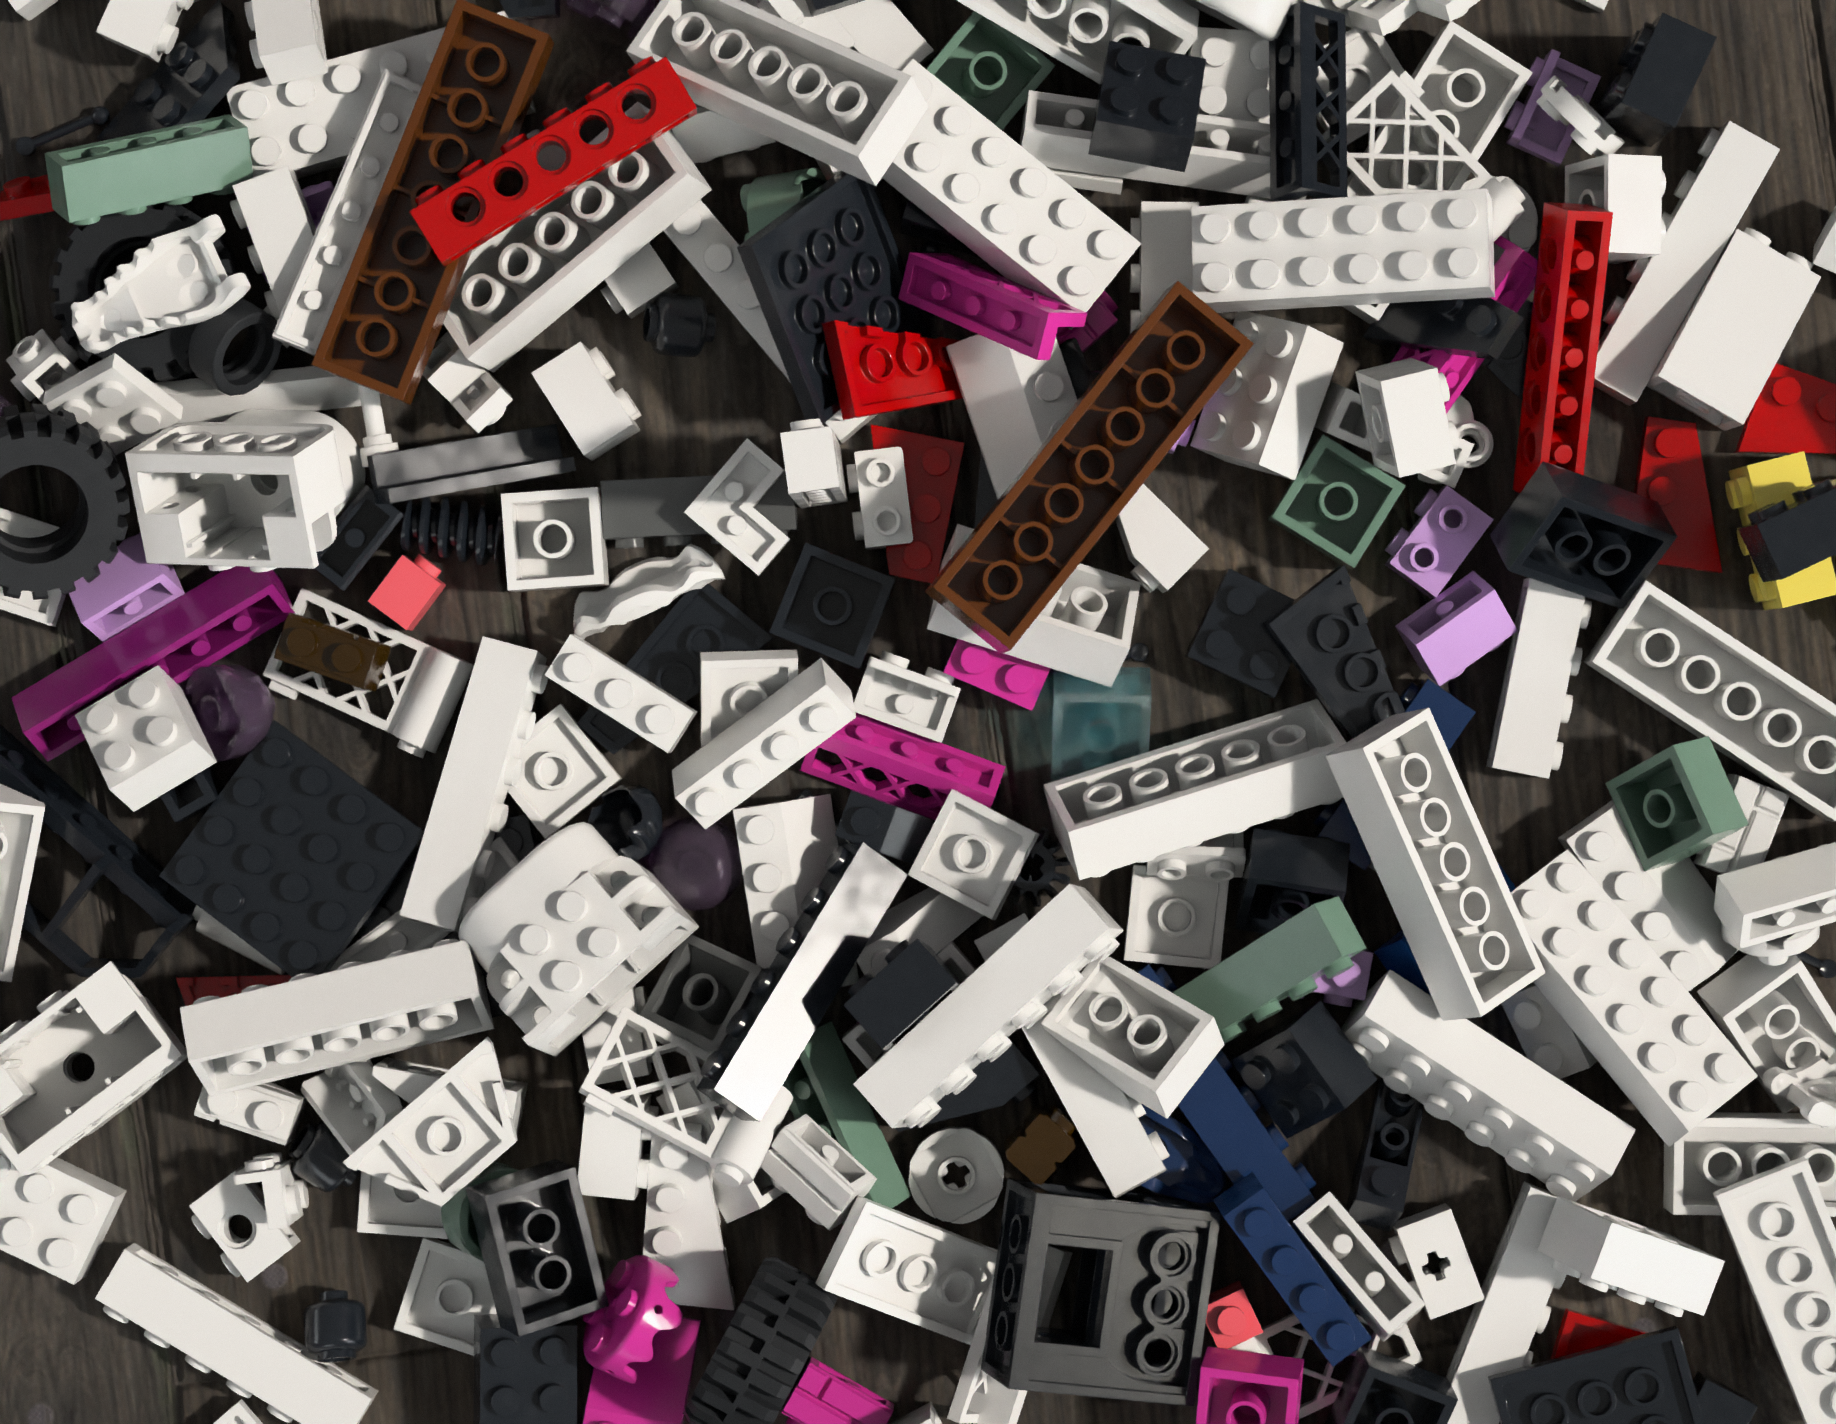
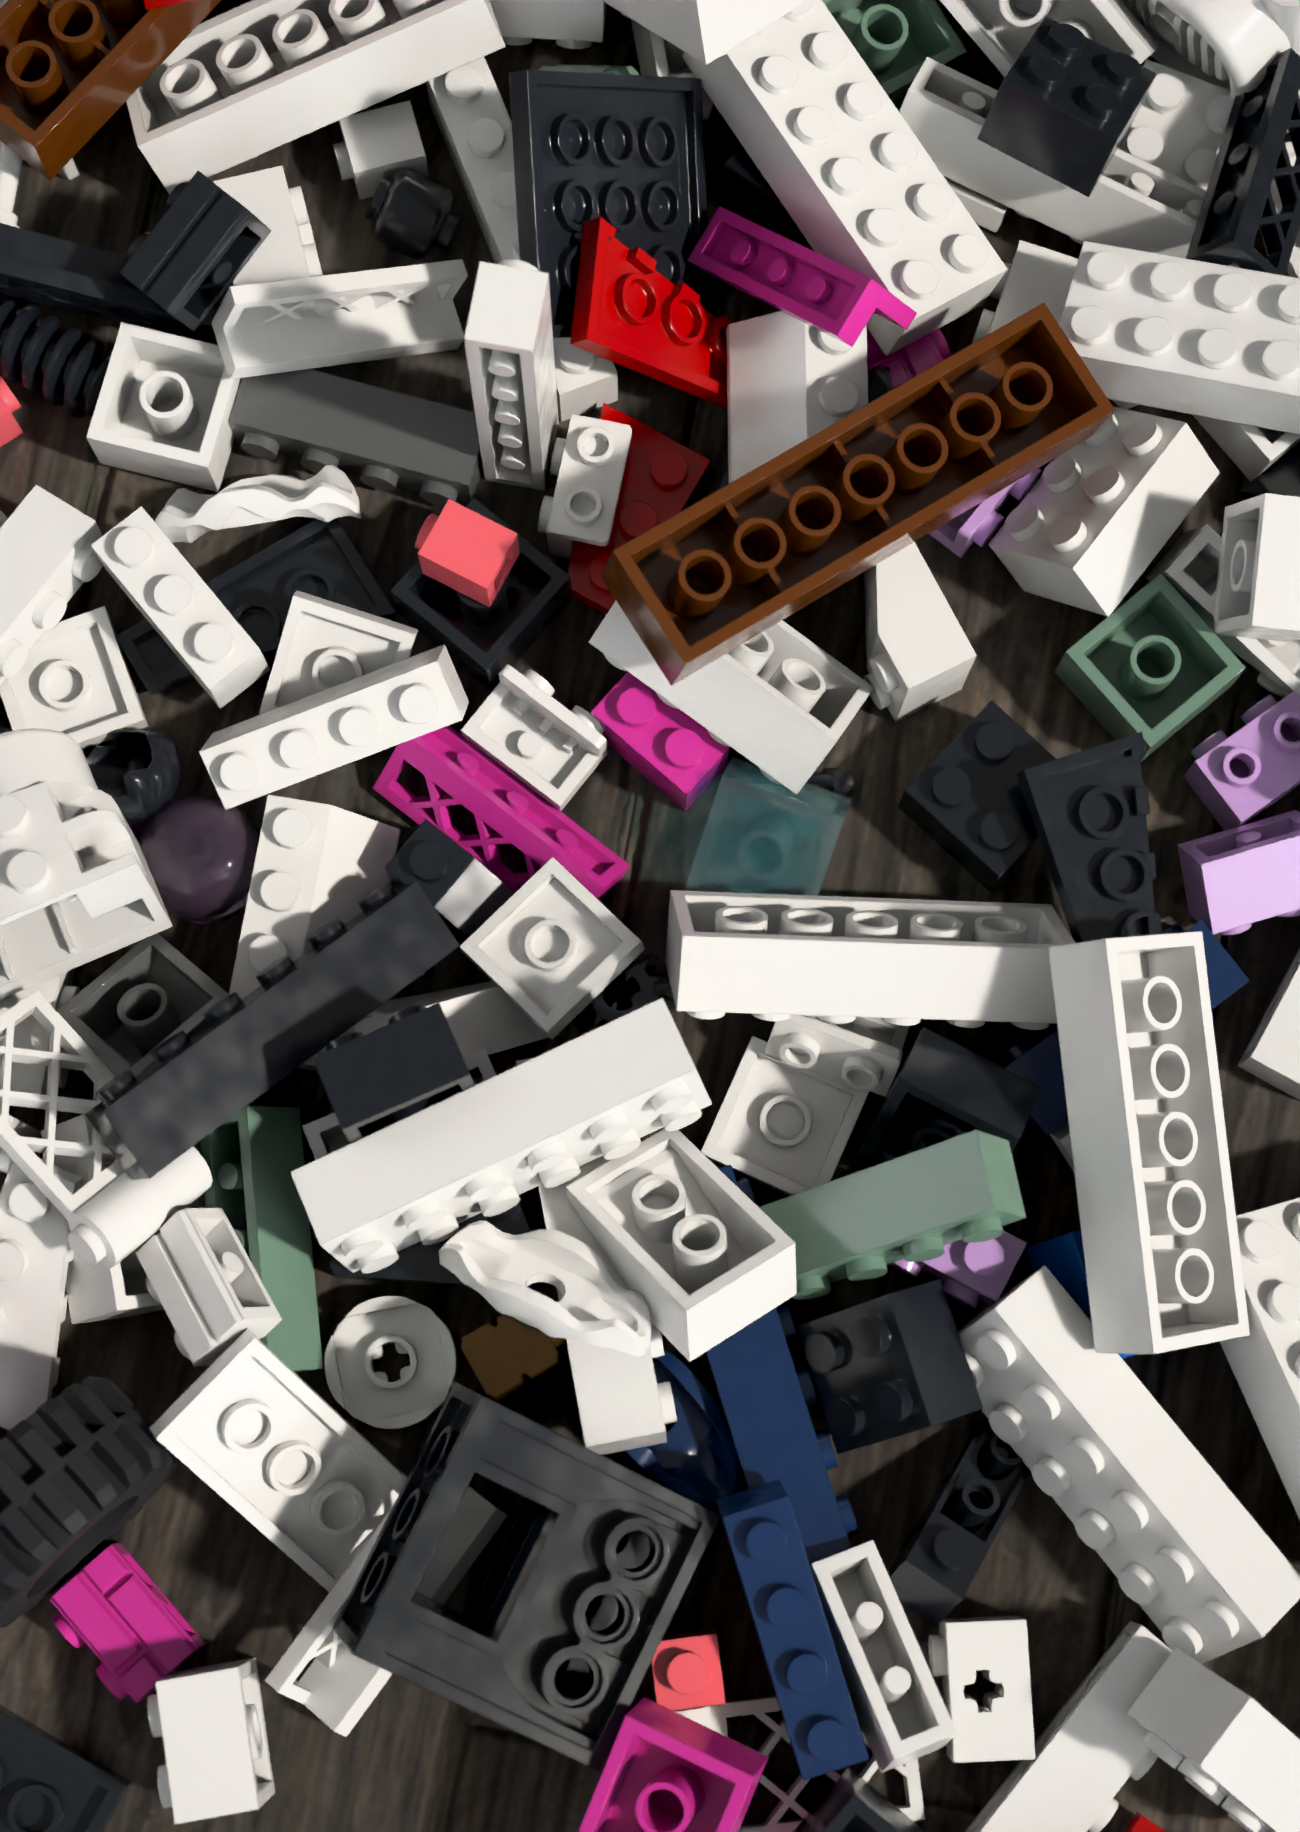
camera: 20 degrees right, 10 degrees down
(466, 385) = (126, 190): white brick -> none
(542, 435) = (194, 250): none -> black brick
(660, 437) = (339, 318): none -> white fence
(728, 509) = (394, 428): white plate -> none
(816, 591) = (467, 552): none -> coral brick
(1016, 1090) = (592, 1302): none -> white piece
(1545, 1034) = (1222, 1426): white bracket -> none

